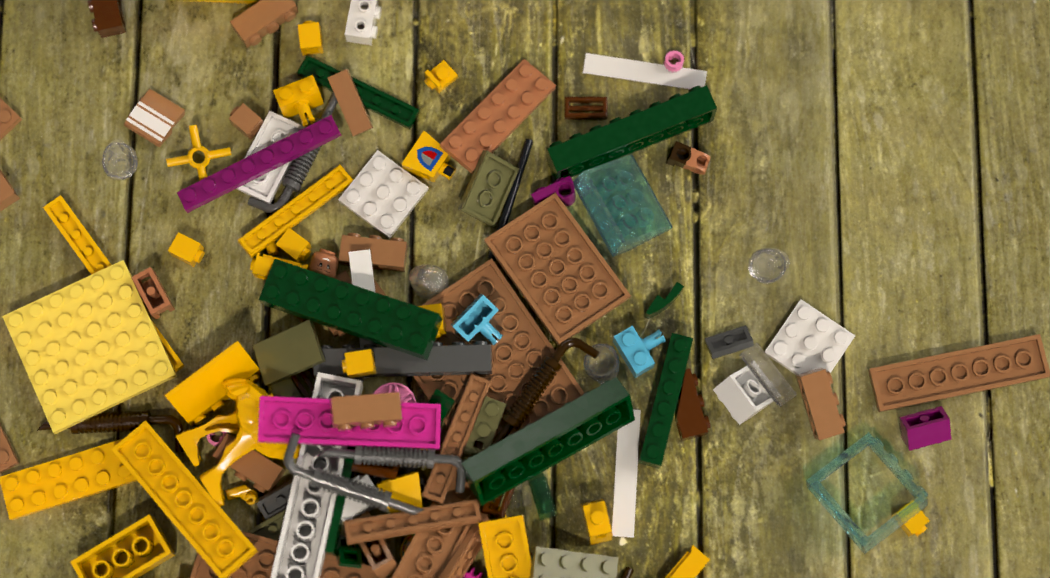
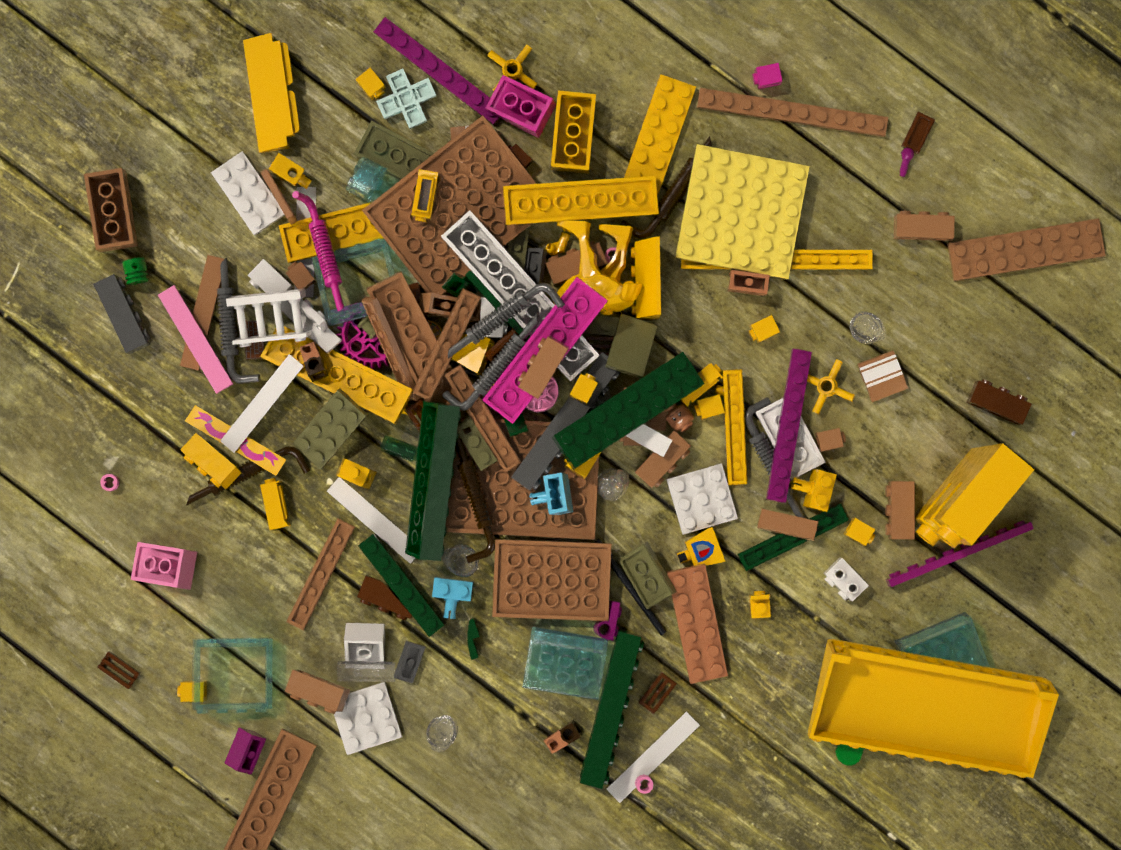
camera: 125 degrees right, 10 degrees up
(713, 483) = (320, 574): none -> medium nougat tile

